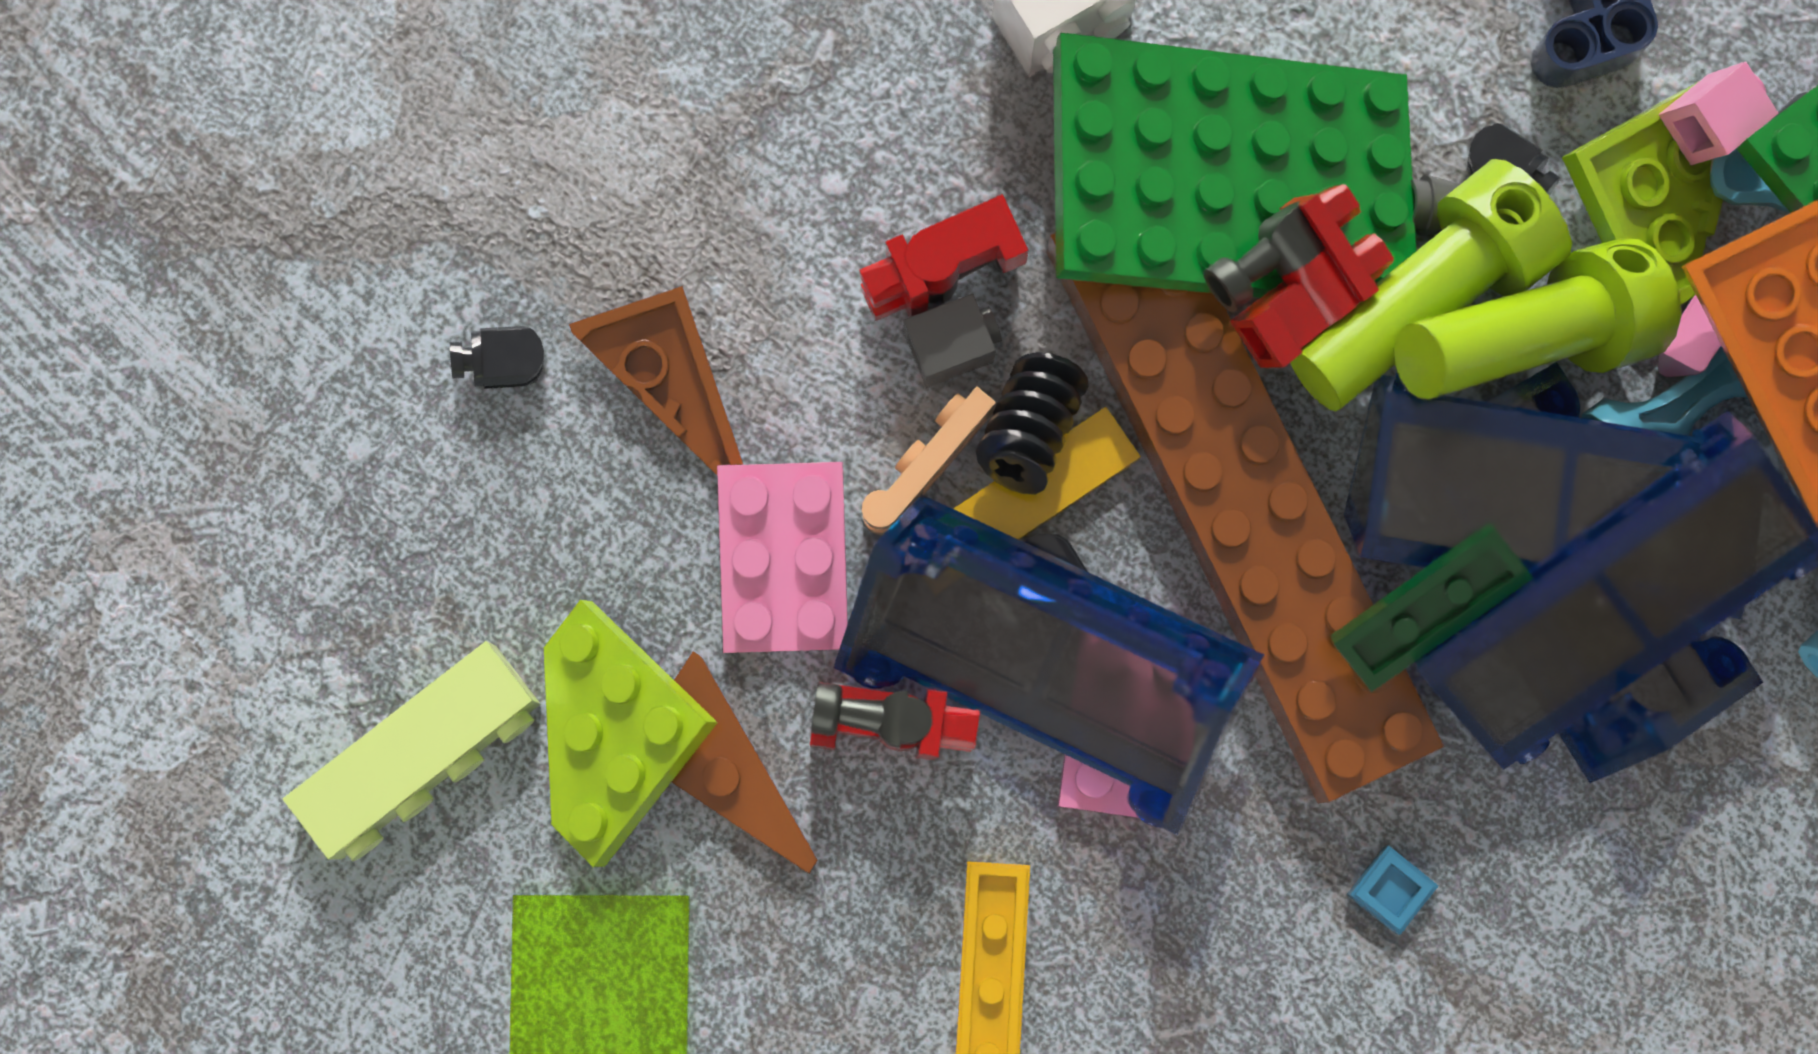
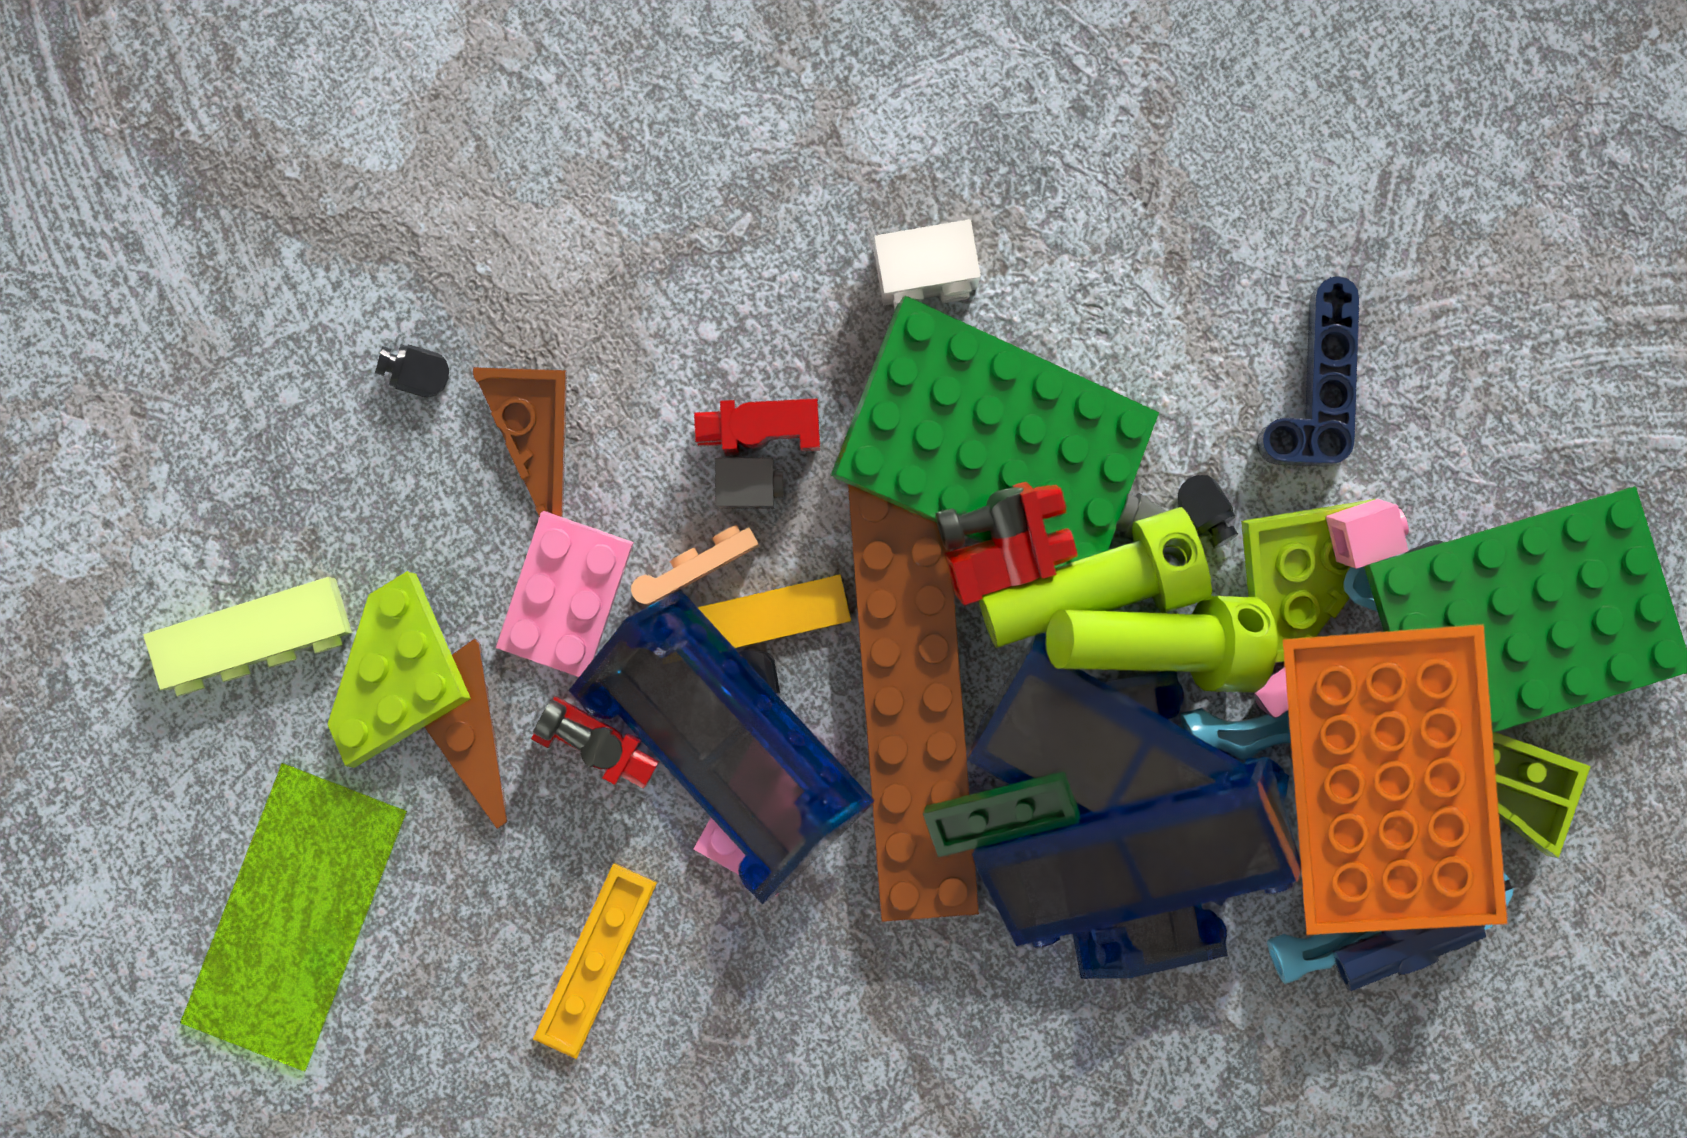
camera: 20 degrees right, 5 degrees up
(1031, 421) = (778, 566): black piece -> none
(1392, 890) = (908, 999): dark azure tile -> none

